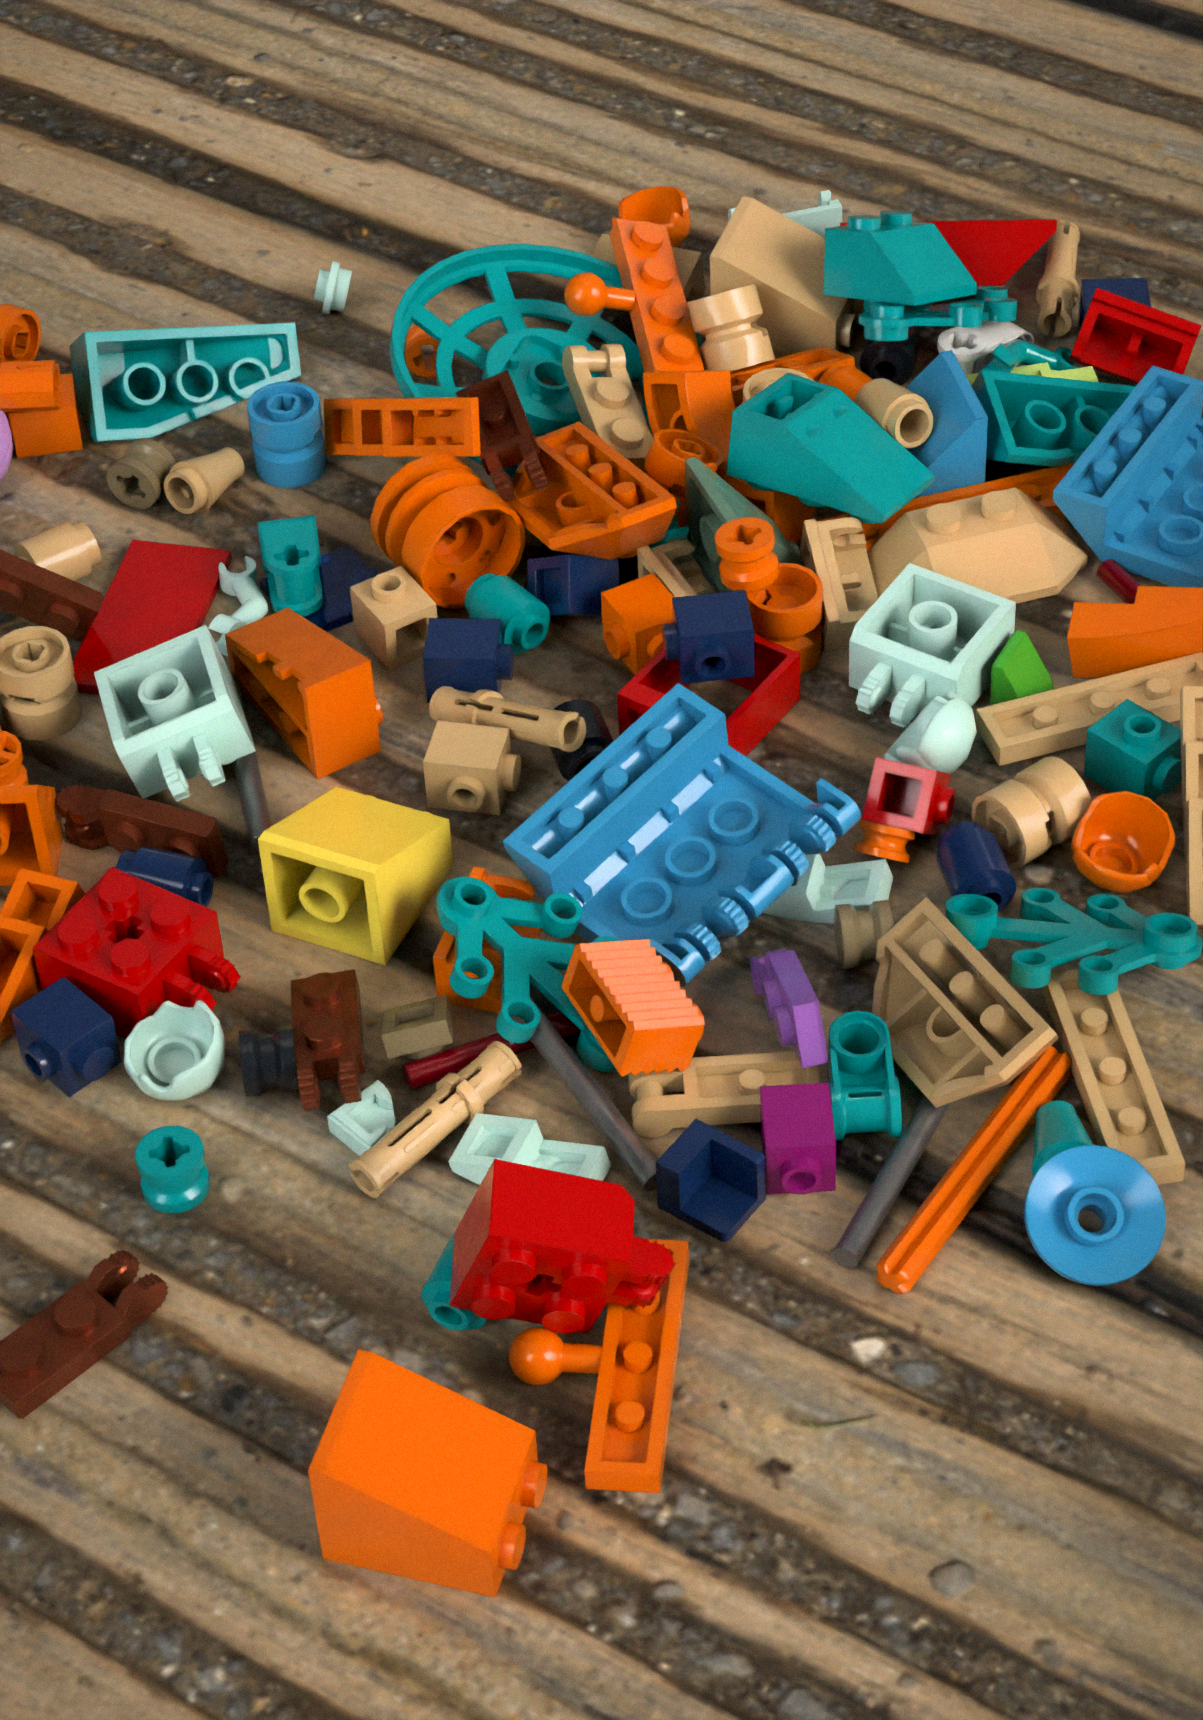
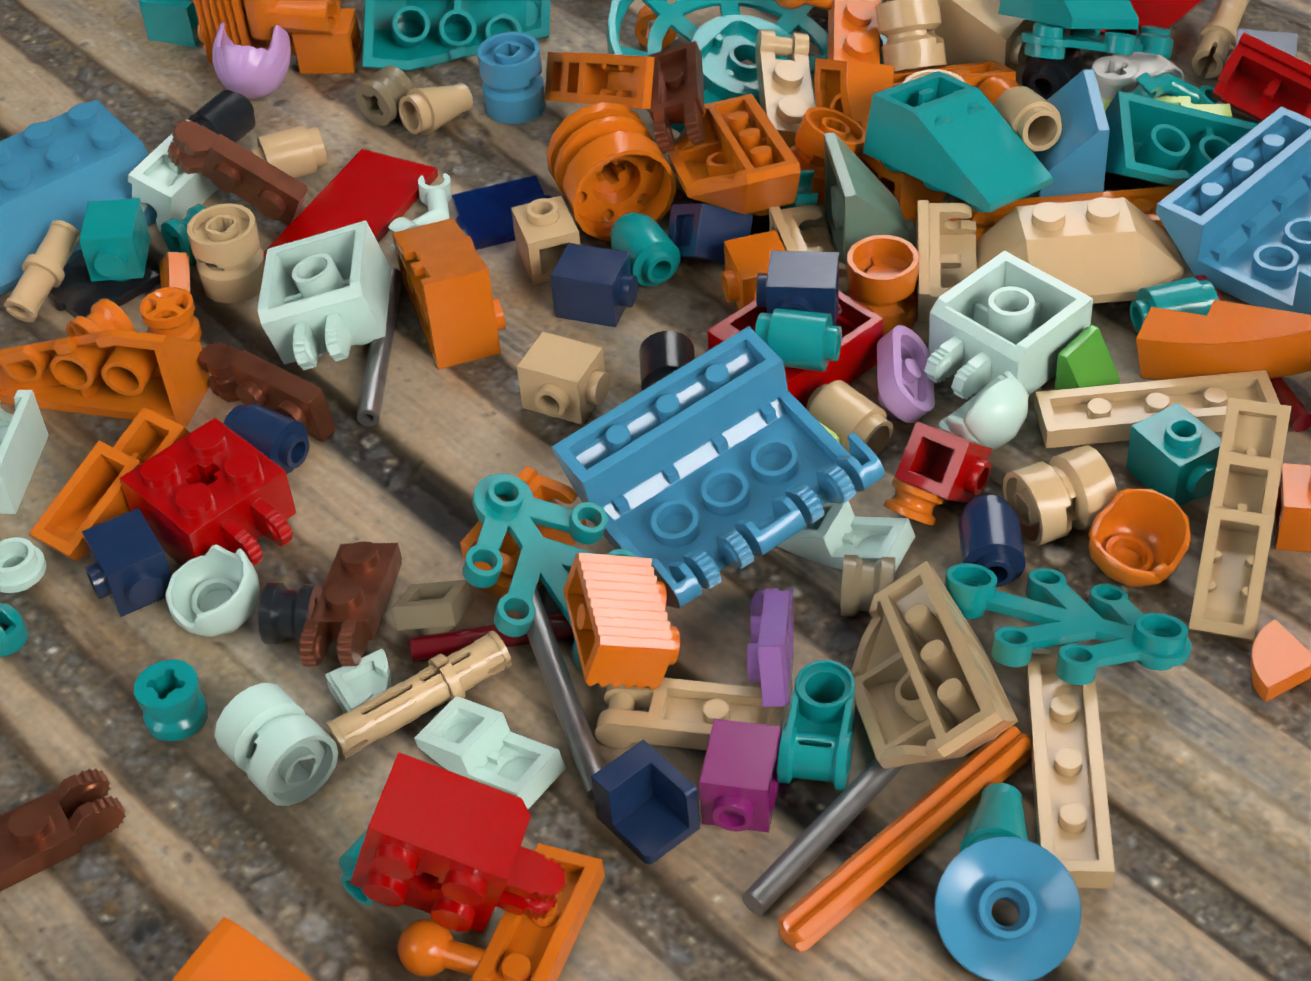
camera: 15 degrees right, 0 degrees up
(292, 563) = (478, 179): teal piece -> none
(310, 1191) = (276, 744): none -> light aqua wheel
(353, 872) = (423, 452): light yellow slope -> none
(525, 721) = (617, 342): tan pin -> none
(729, 685) = (801, 337): none -> teal brick
(747, 554) = (854, 222): orange wheel -> none
(792, 760) = (849, 411): none -> tan brick
(831, 706) = (902, 383): none -> lavender plate
(1096, 585) = (1178, 295): none -> teal brick

